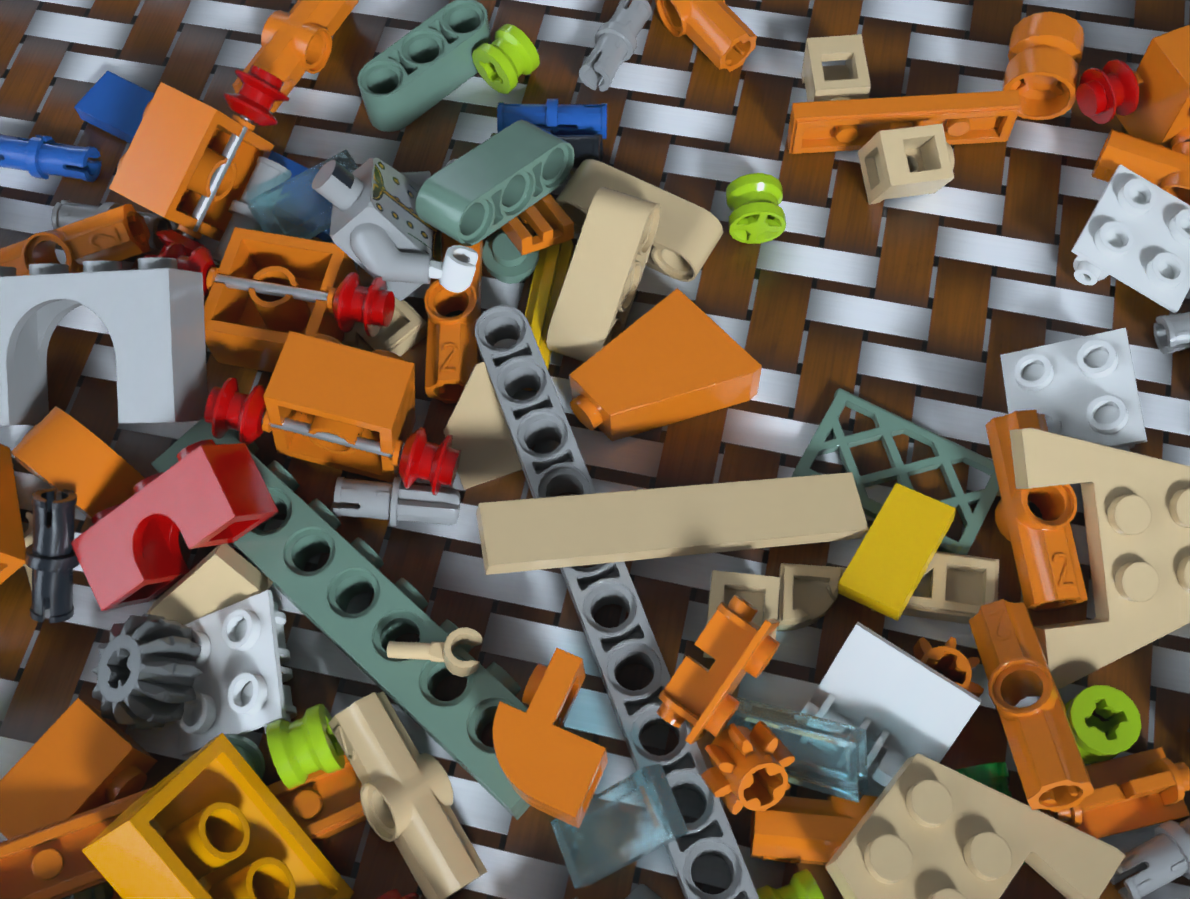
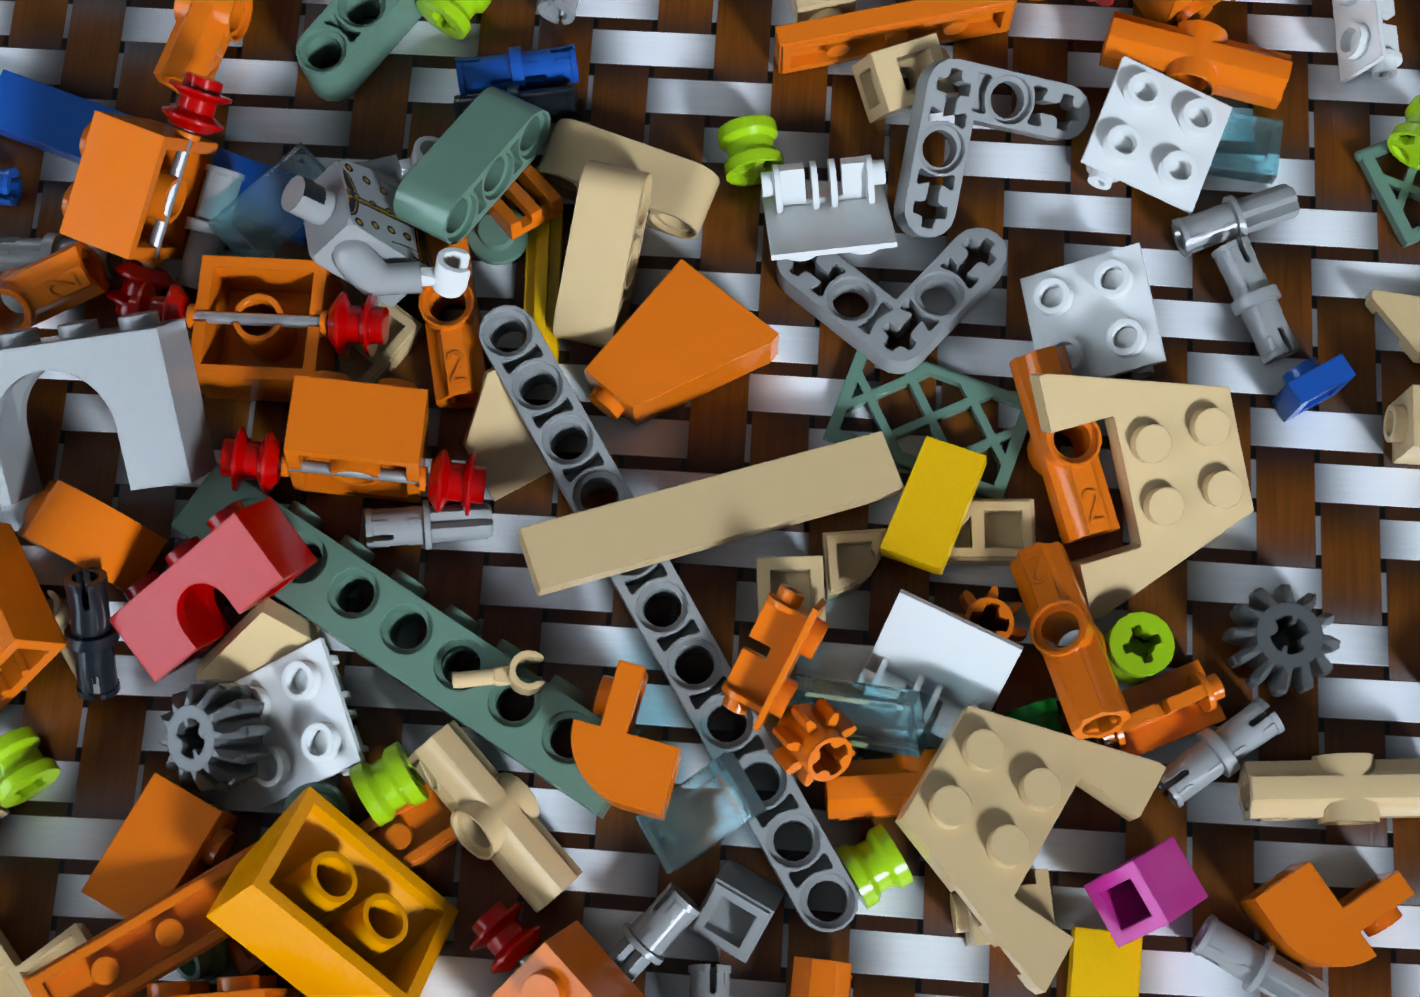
camera: 10 degrees left, 10 degrees up
(843, 274) = (829, 215): none -> white hinge
(866, 366) = (893, 316): none -> light grey beam
(967, 194) = (969, 108): none -> light grey beam

